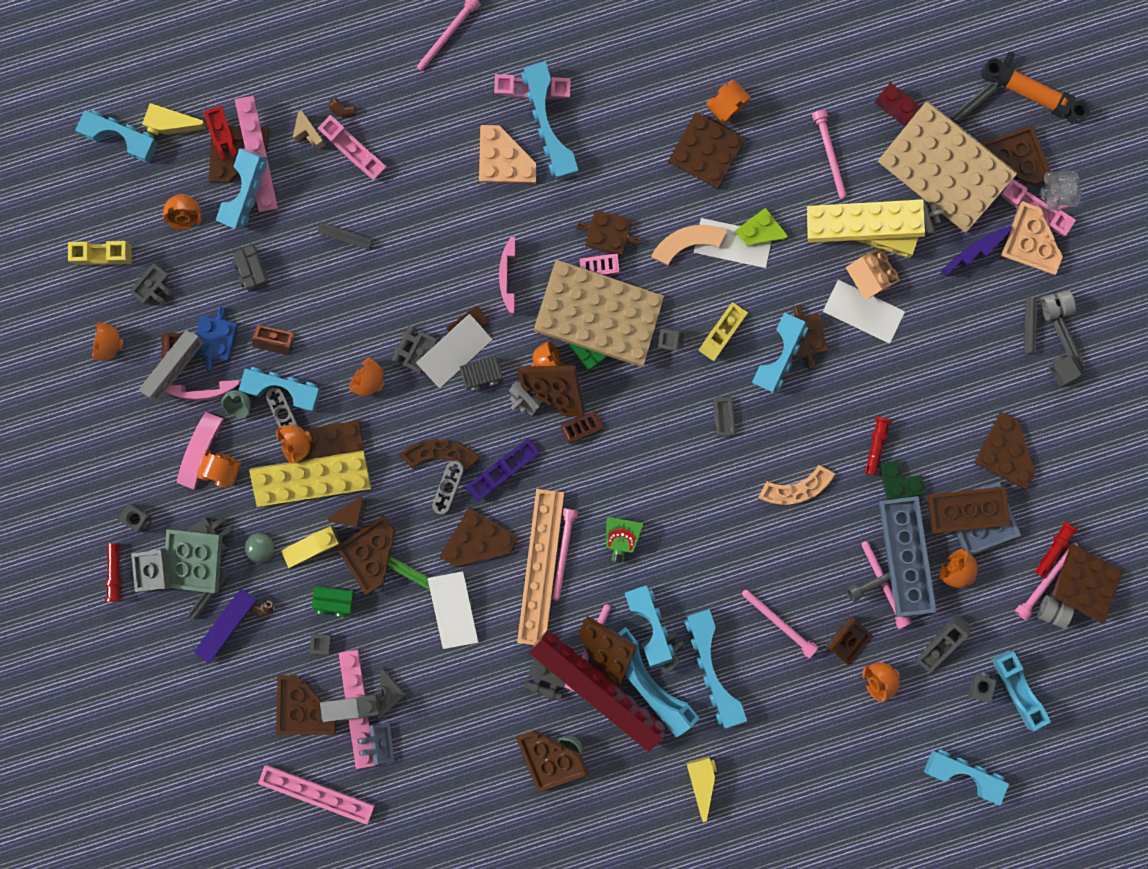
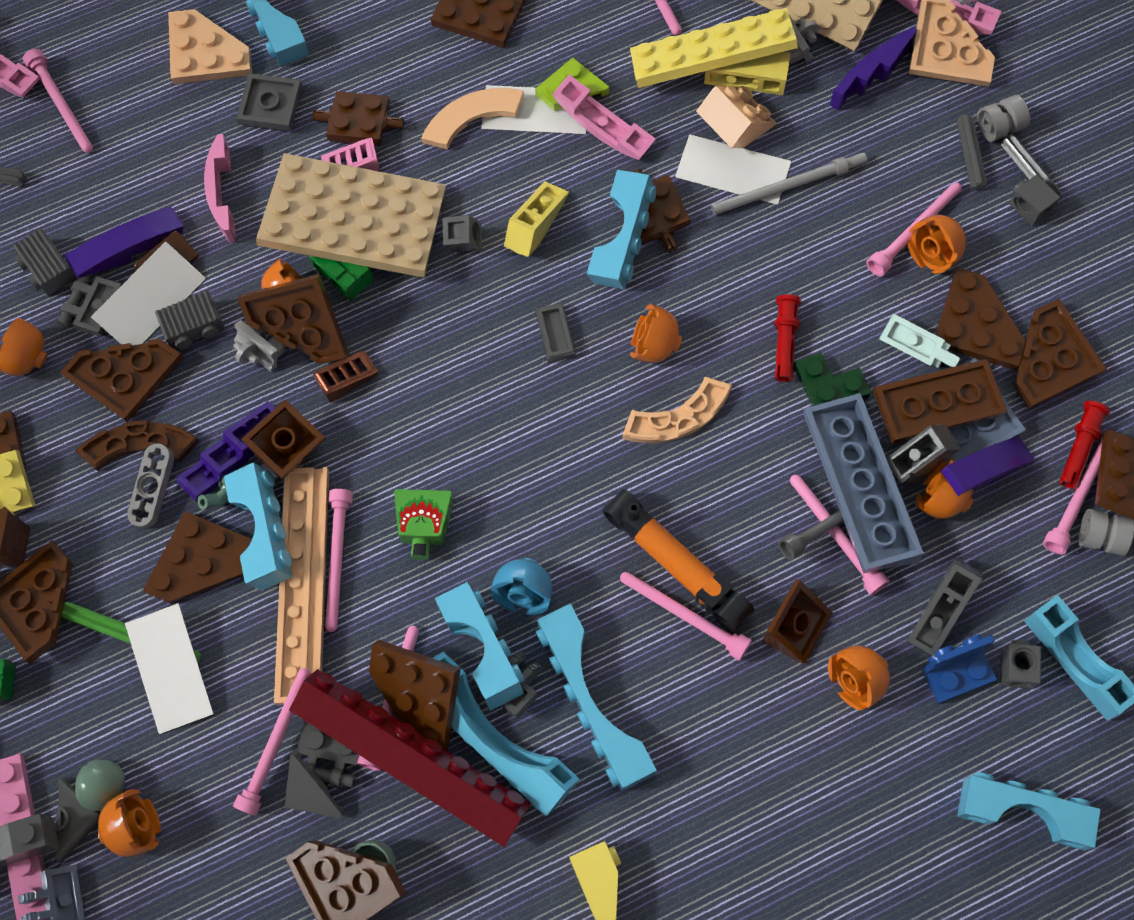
camera: 10 degrees left, 15 degrees down
(384, 153) = (37, 63): none -> bright pink piece
(384, 313) = (44, 262): none -> dark grey brick
(406, 676) = (98, 784): none -> sand green hair
(423, 705) = (129, 825): none -> orange cylinder
(433, 404) = (122, 374): none -> reddish brown plate
(440, 307) = (119, 243): none -> dark purple slope
(491, 502) = (214, 500): none -> sand green arm
(496, 699) = (250, 798): none -> bright pink piece
(521, 550) = (266, 558): none -> medium azure arch
(534, 700) = (308, 791): none -> dark grey tile
(538, 472) = (283, 439): none -> reddish brown slope
(547, 211) = (269, 102): none -> dark grey plate
(681, 590) = (522, 585): none -> dark azure cylinder
(779, 263) = (600, 121): none -> bright pink slope
(780, 588) = (710, 589): none -> piece
(790, 433) = (655, 335): none -> orange cylinder
(936, 322) = (837, 167): none -> light grey bar
(944, 686) = (959, 670): none -> blue bracket
(949, 545) = (922, 453): none -> dark grey brick
(951, 400) = (881, 261): none -> bright pink piece
(964, 463) = (918, 342): none -> light aqua hinge
(990, 559) = (987, 465): none -> dark purple slope
(992, 394) = (937, 243): none -> orange cylinder
(1051, 486) = (1054, 356): none -> reddish brown plate

